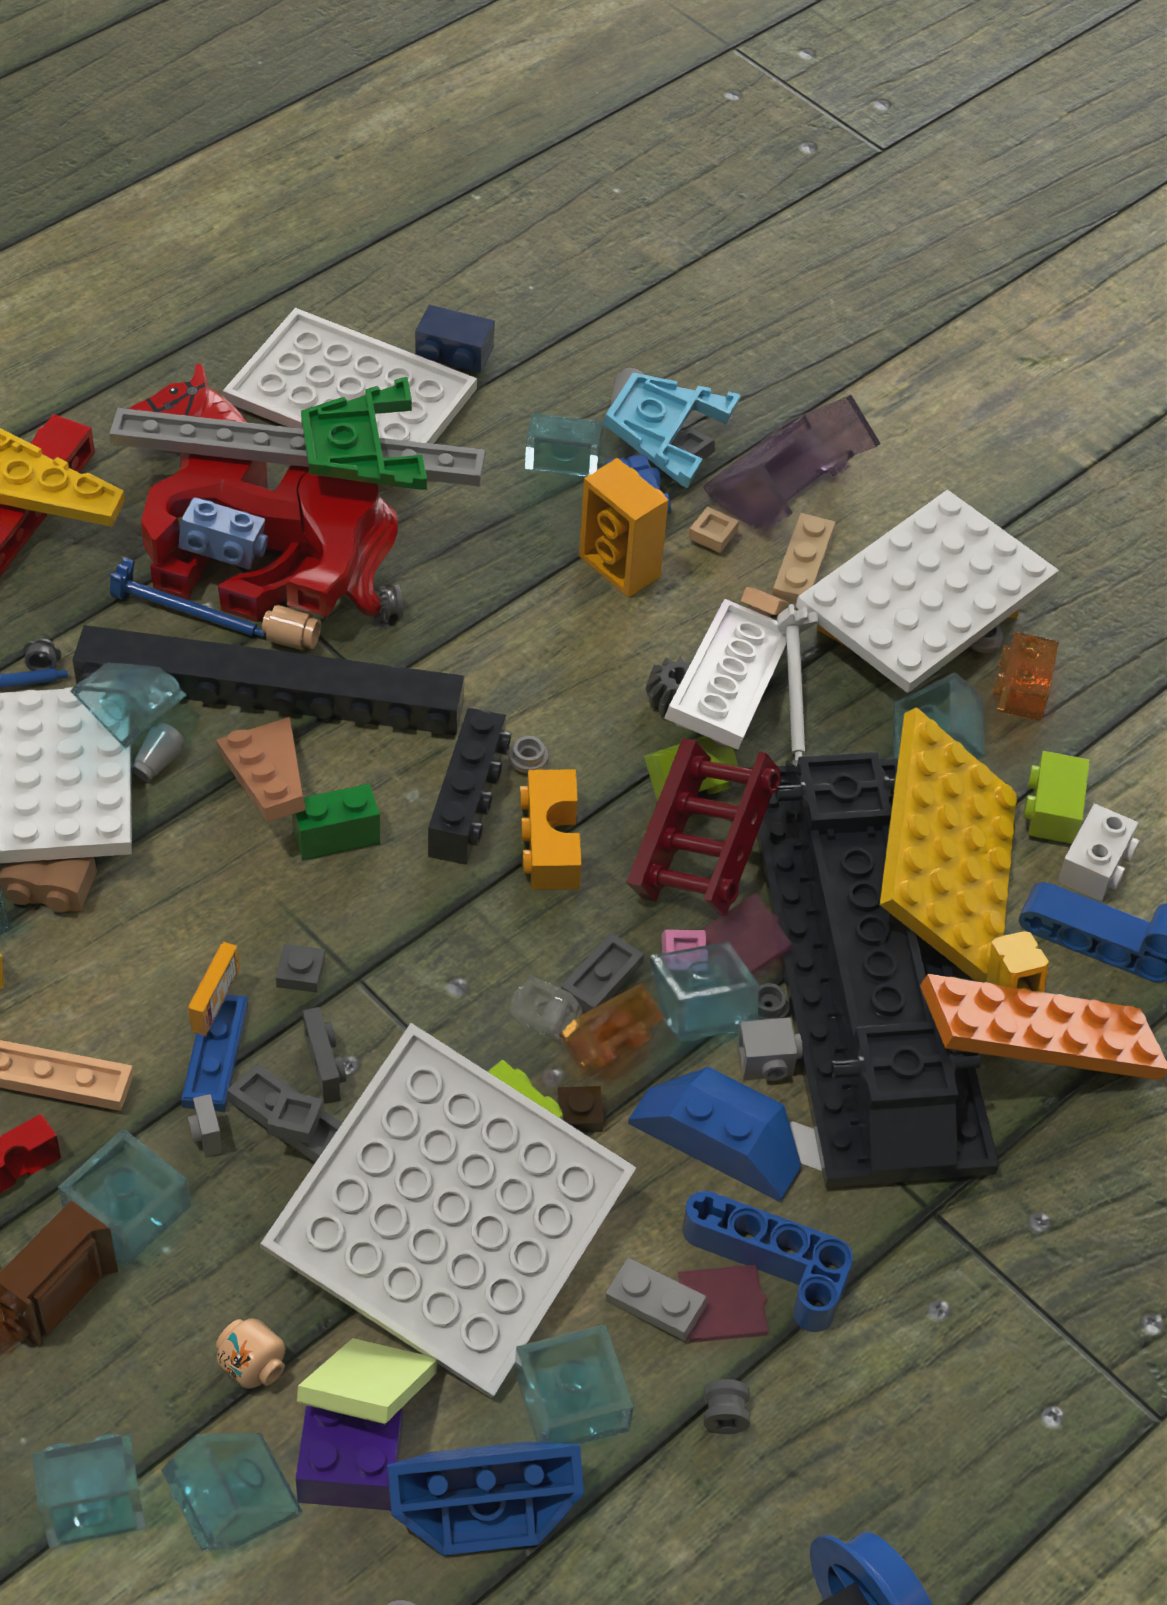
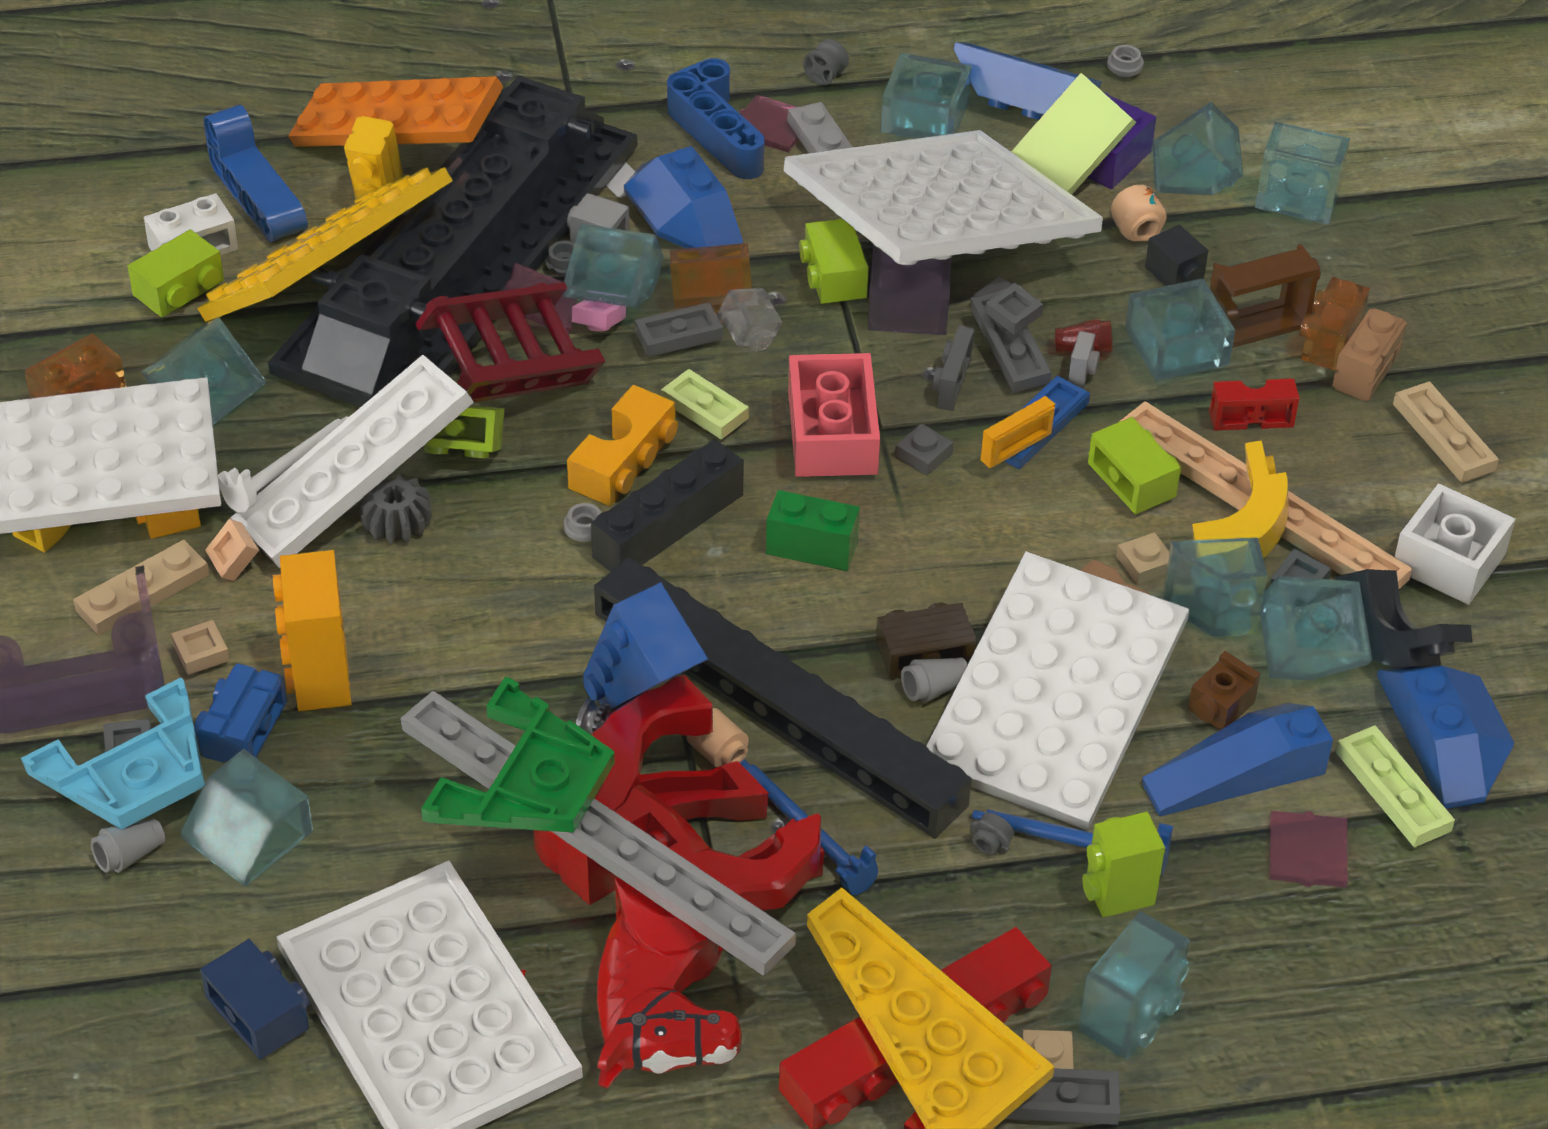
camera: 145 degrees left, 5 degrees down
(41, 953) = (1144, 558): none -> tan plate
(91, 1017) = (1134, 465): none -> lime brick
(128, 698) = (941, 692): clear light blue slope -> none
(178, 1312) = (1176, 256): none -> black brick
(182, 775) = (927, 633): none -> dark brown brick
(218, 1162) = (1067, 336): none -> clear red cone
(222, 533) = (730, 817): medium blue brick -> none
(266, 767) = (843, 600): nougat wing -> none
(364, 584) = (640, 648): none -> blue wedge
(393, 931) = (833, 415): none -> coral brick
(519, 908) = (706, 404): none -> yellowish green plate
(582, 1107) = (775, 262): dark brown plate -> none

